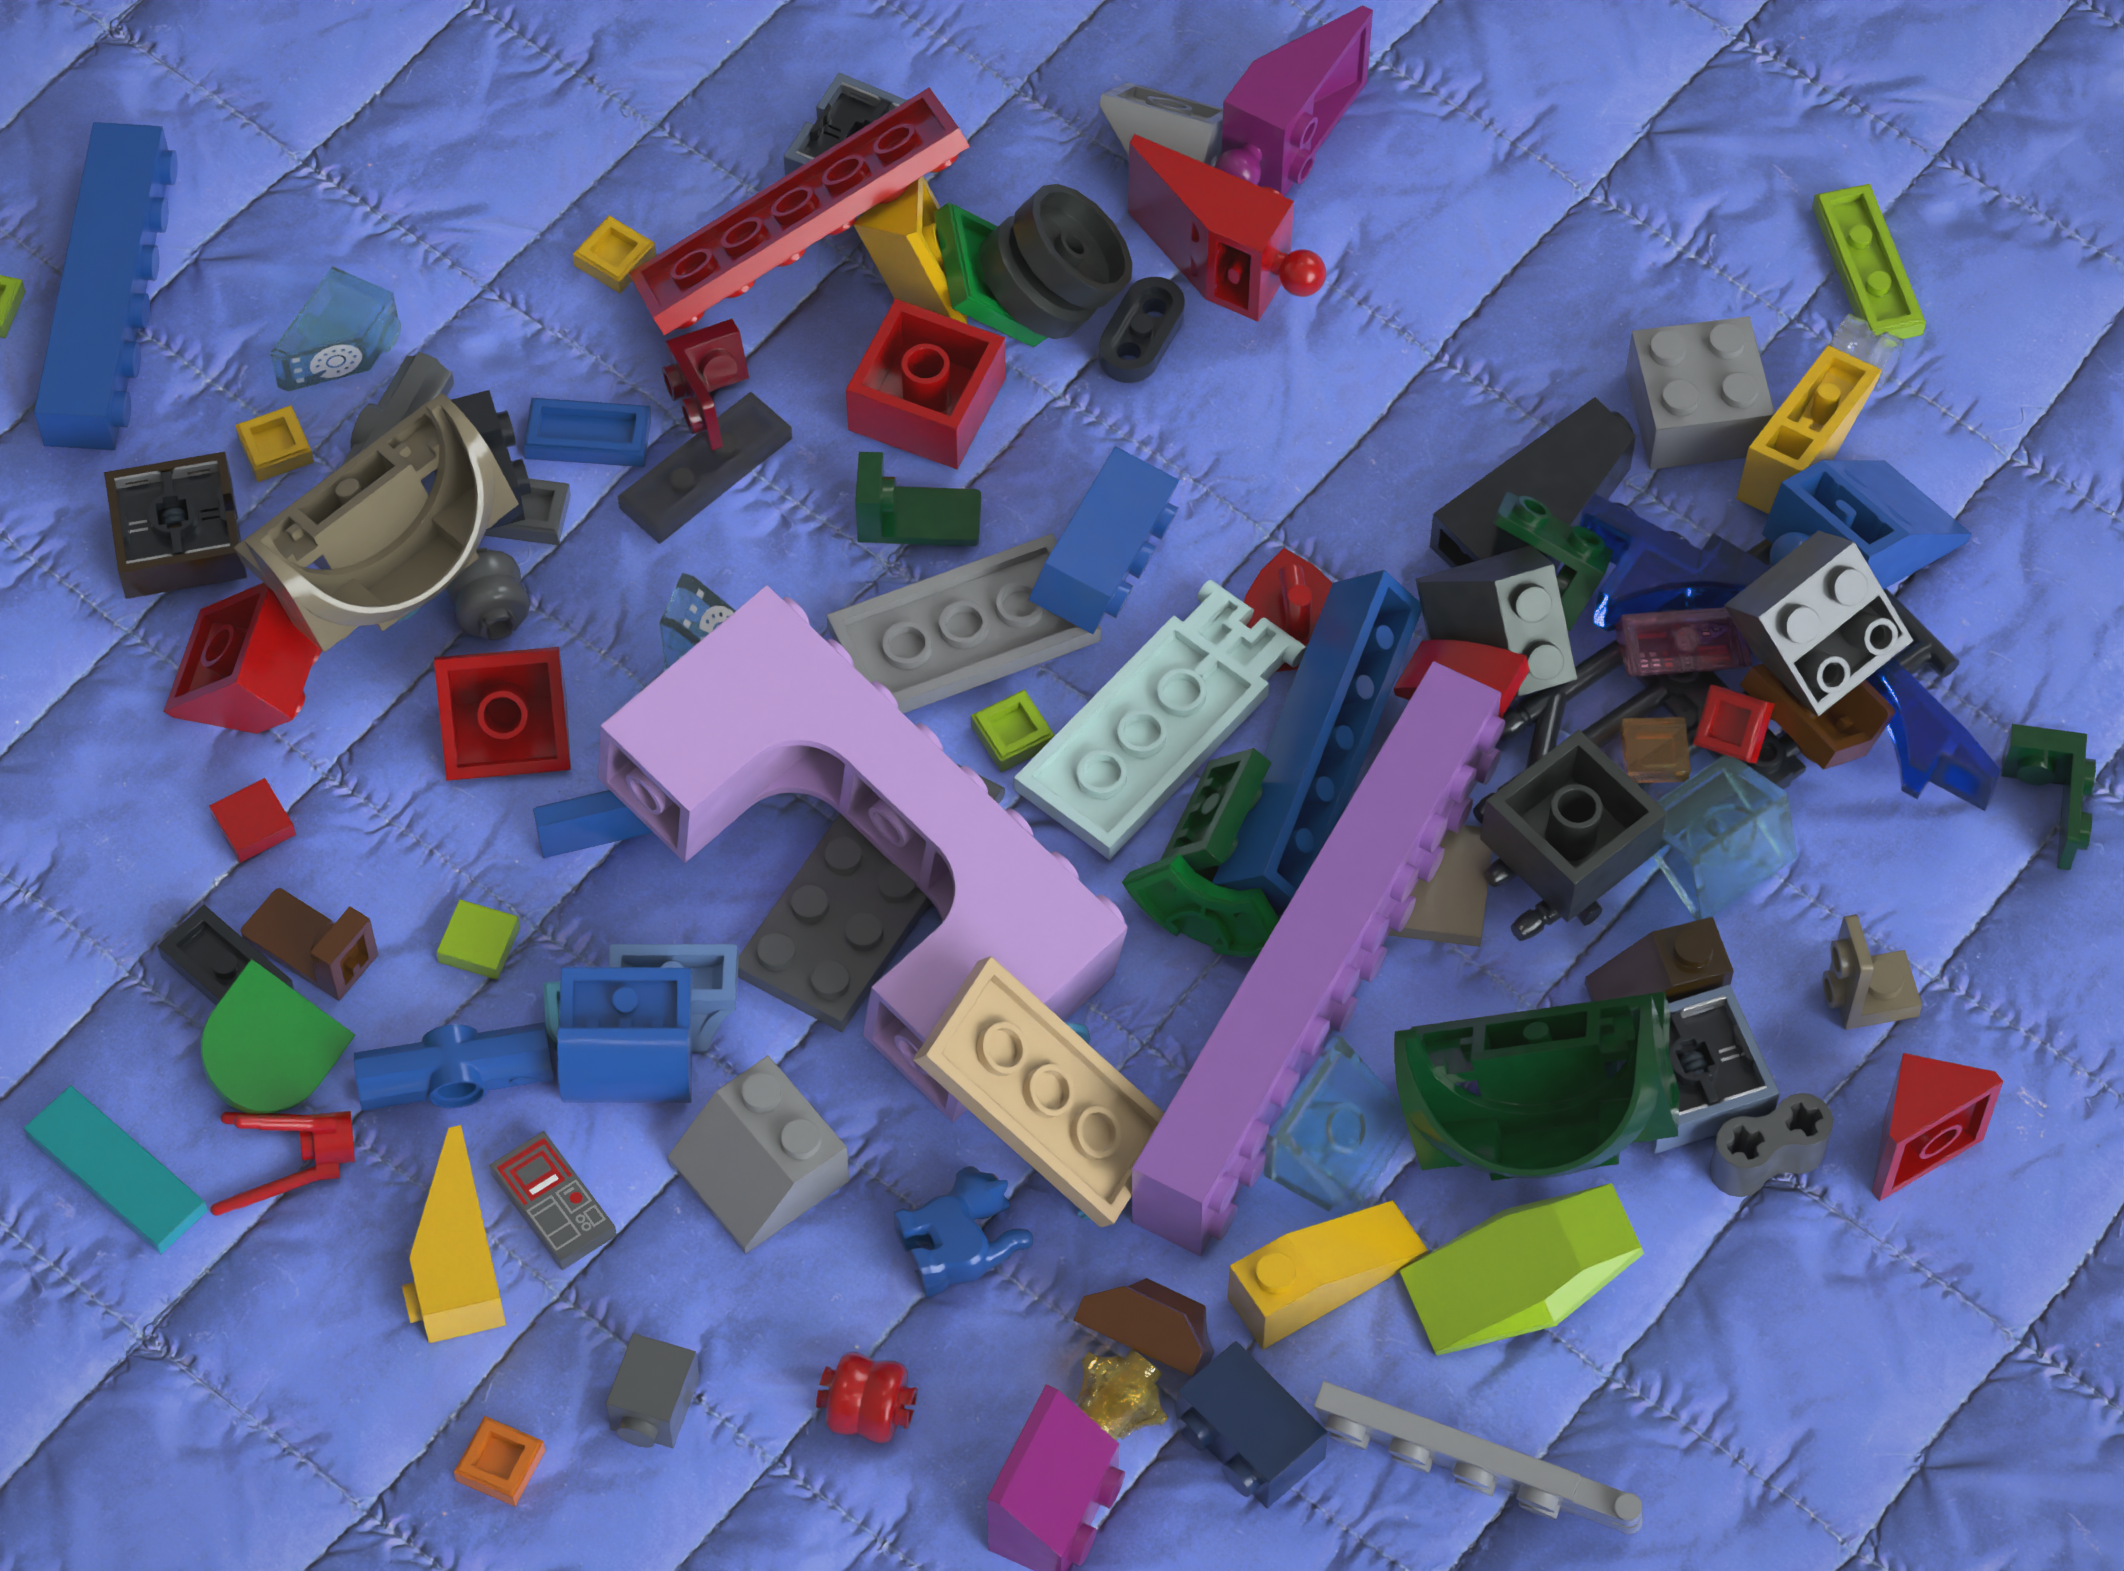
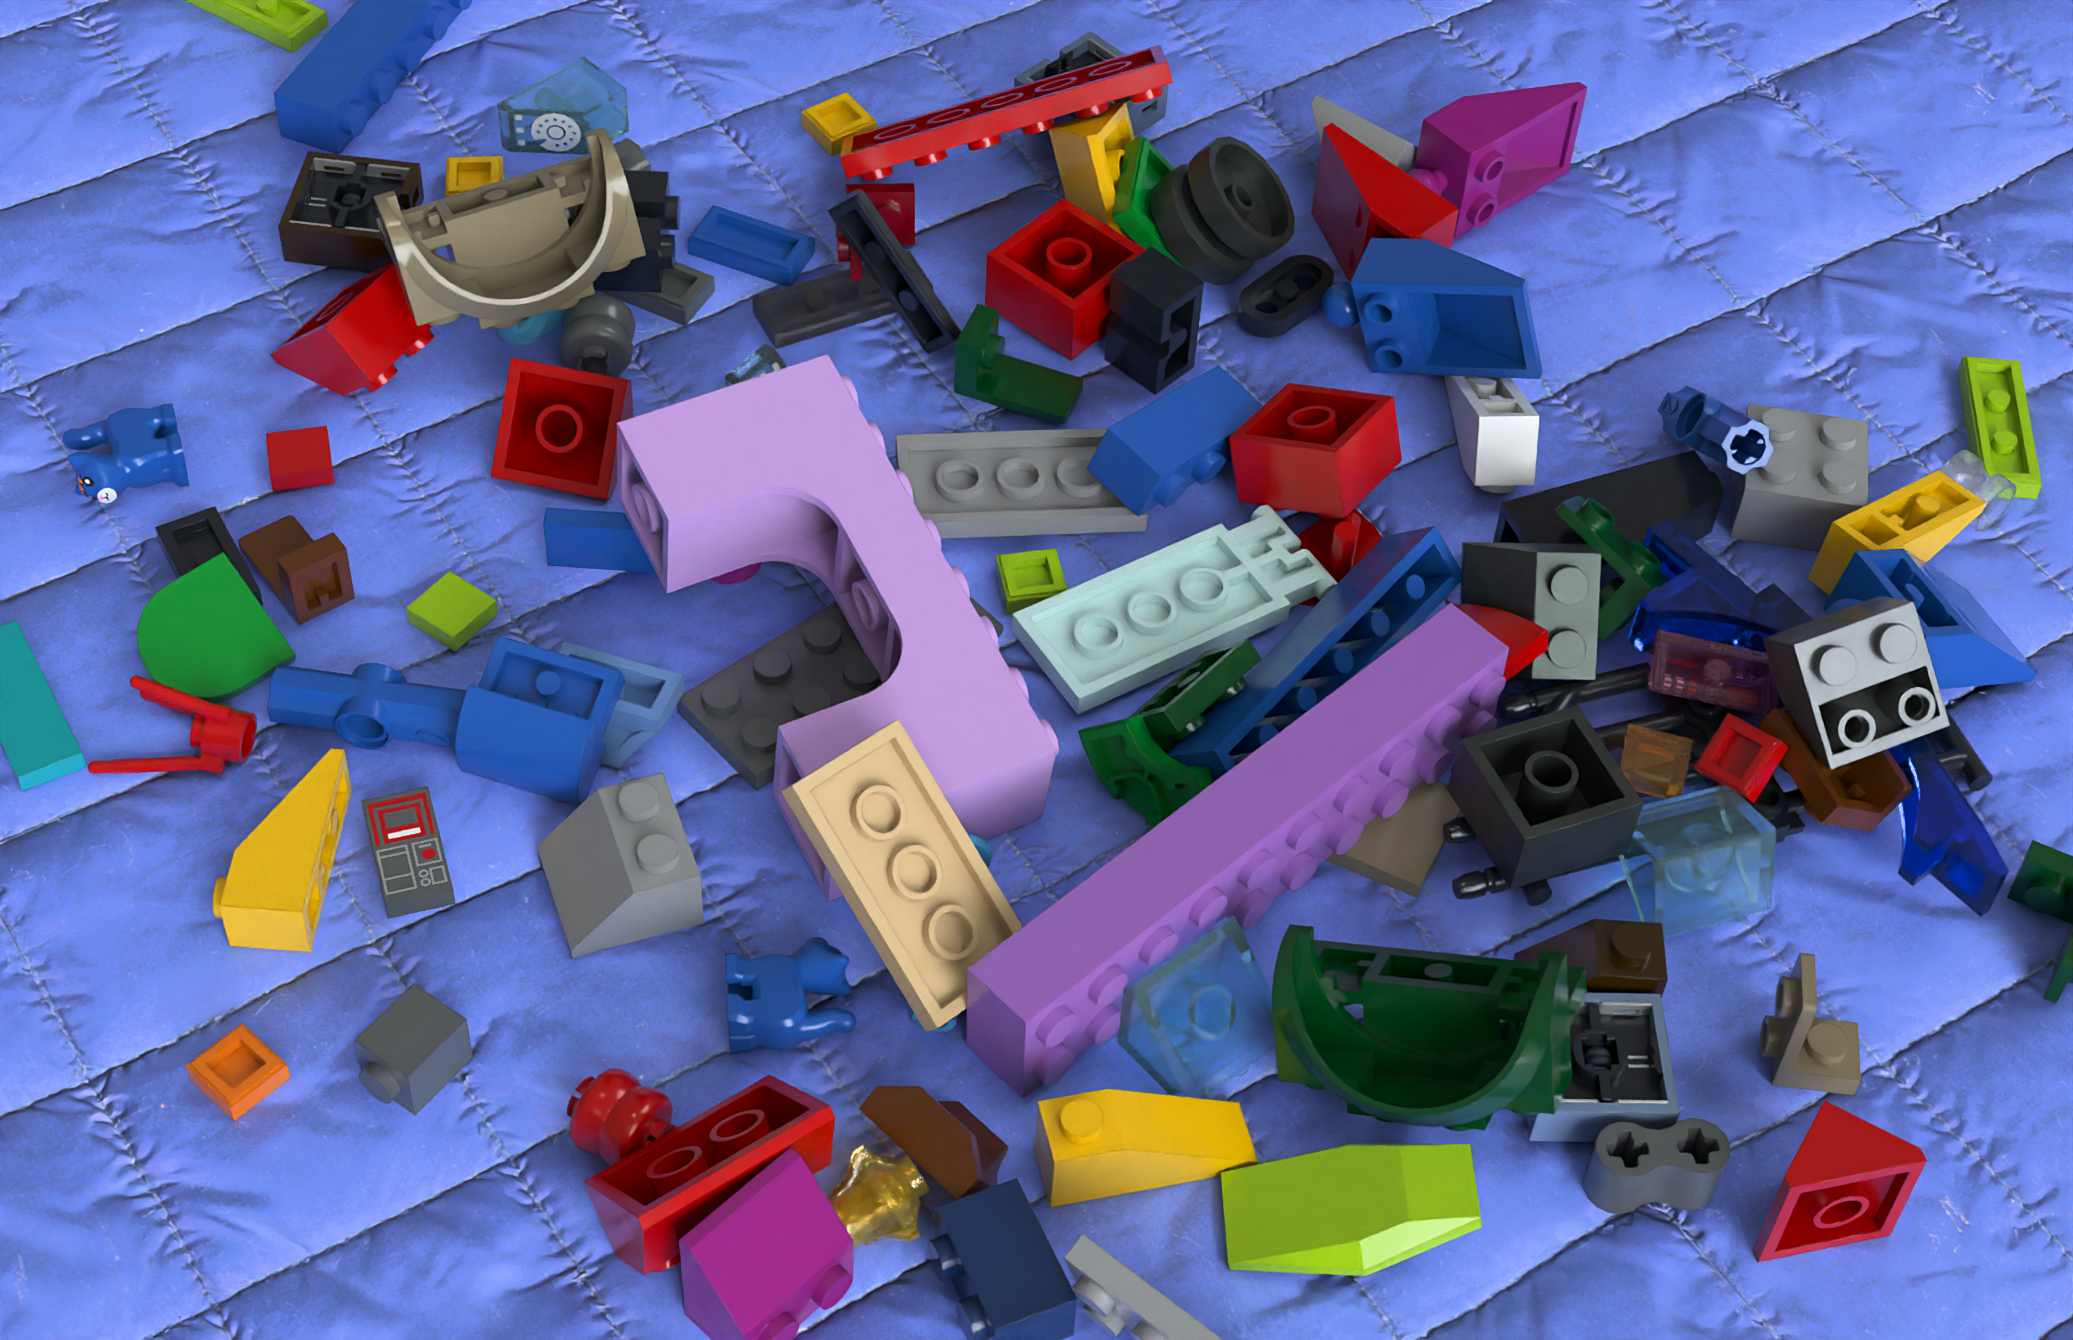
camera: 15 degrees right, 10 degrees down
(92, 867) = (141, 448): none -> blue animal
(760, 436) = (894, 271): none -> black slope
(968, 1419) = (695, 1168): none -> red slope
(1030, 409) = (1153, 320): none -> black brick
(1239, 511) = (1315, 449): none -> red brick
(1302, 320) = (1436, 312): none -> blue slope
(1391, 419) = (1494, 431): none -> white slope
(1609, 371) = (1716, 429): none -> blue piece

